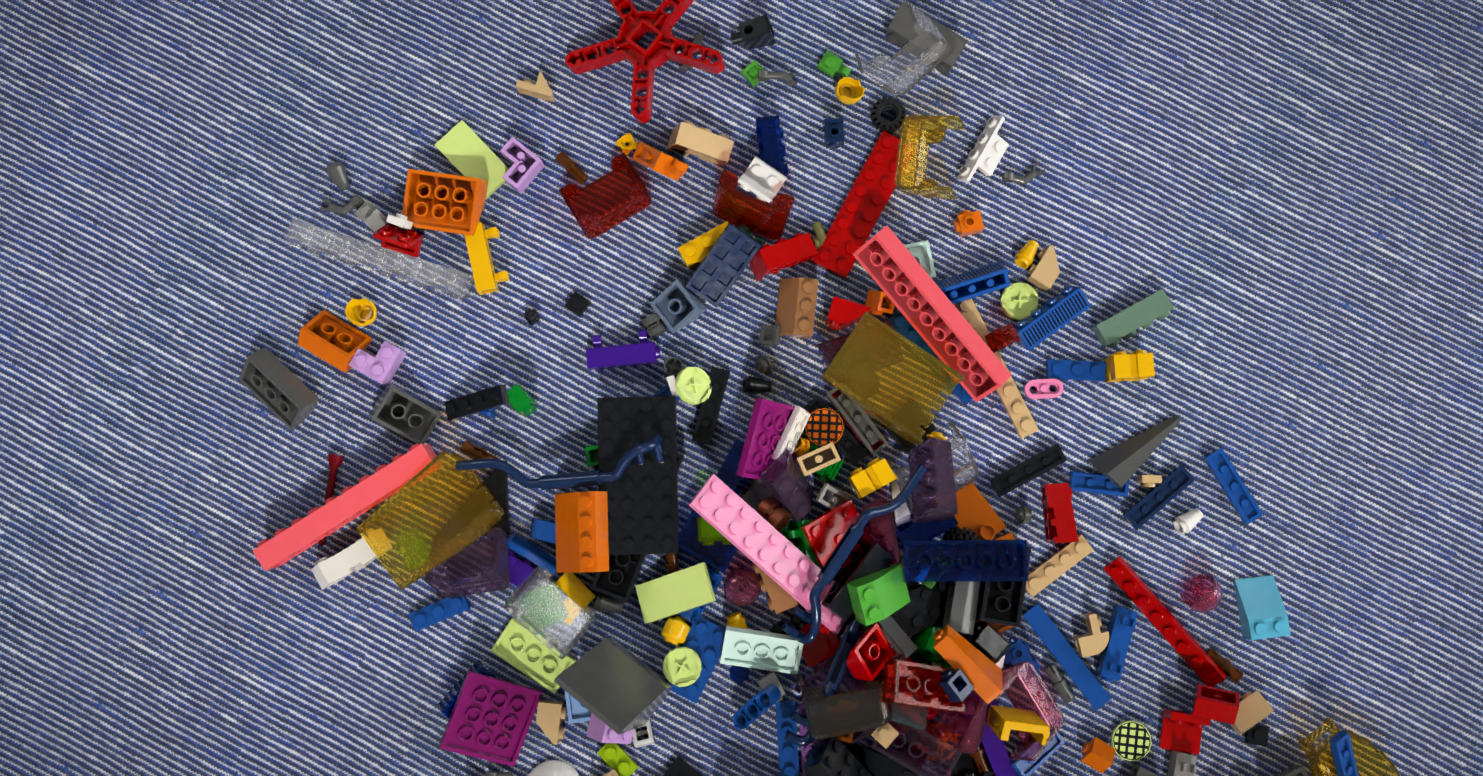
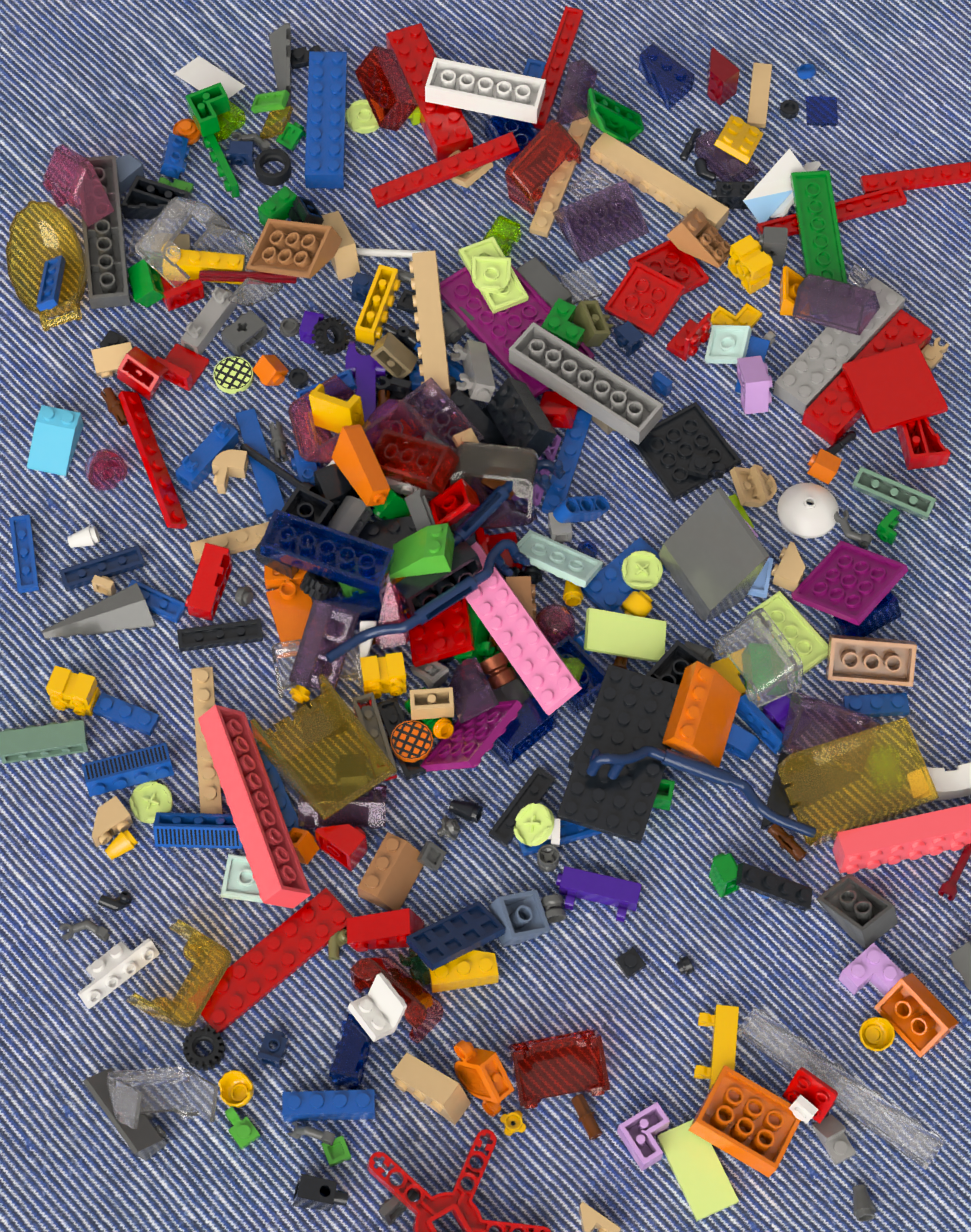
camera: 165 degrees left, 20 degrees down
(355, 202) = (853, 1165): dark grey arm -> none
(451, 647) = (871, 660): none -> medium nougat brick
(773, 103) = (328, 1105): none -> blue brick
(792, 431) = (448, 740): white tile -> none
(955, 685) = (385, 452): dark blue brick -> none
(968, 223) = (168, 897): orange brick -> none
(1002, 338) = (188, 764): clear red brick -> none
(1009, 204) = (116, 904): none -> black arm
(1012, 635) = (276, 469): none -> black piece
(1042, 388) = (169, 705): bright pink plate -> none
(1069, 759) = (298, 378): none -> black tile

